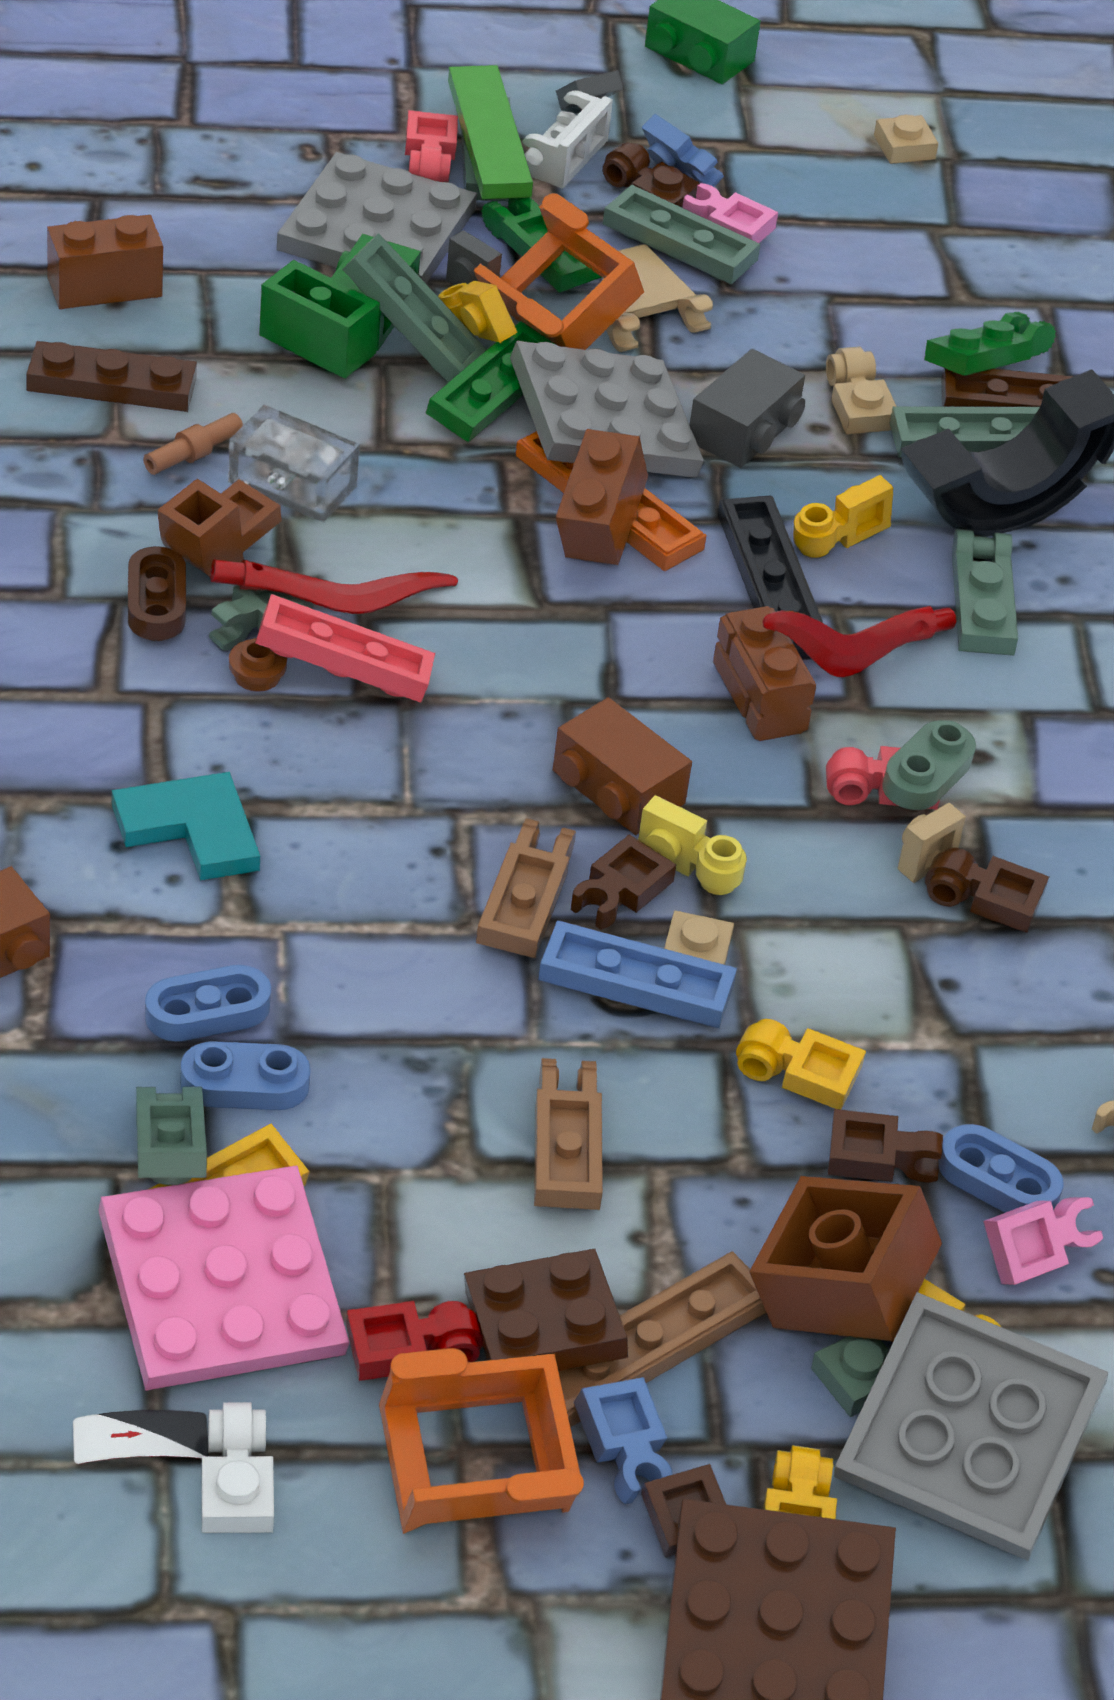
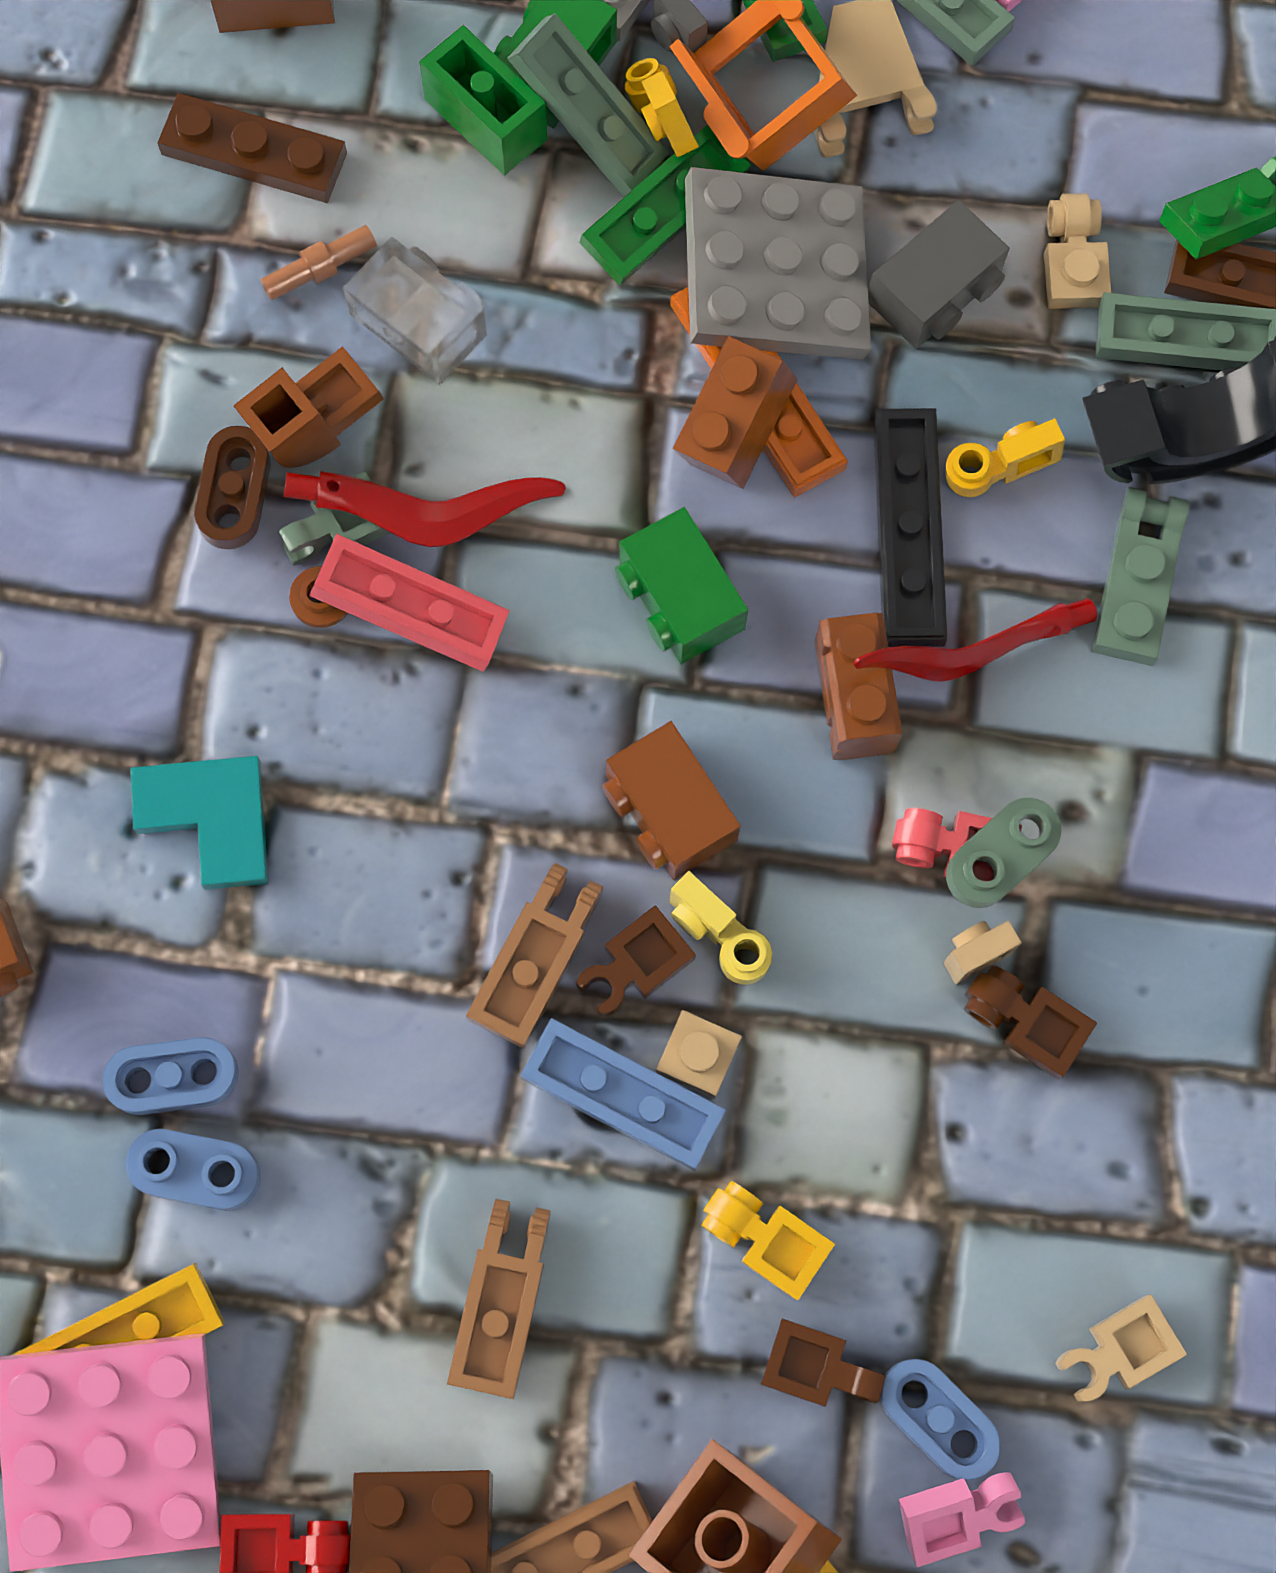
camera: 15 degrees right, 30 degrees up
(171, 1135) = (84, 1273): sand green plate -> none
(587, 623) = (681, 586): none -> green brick

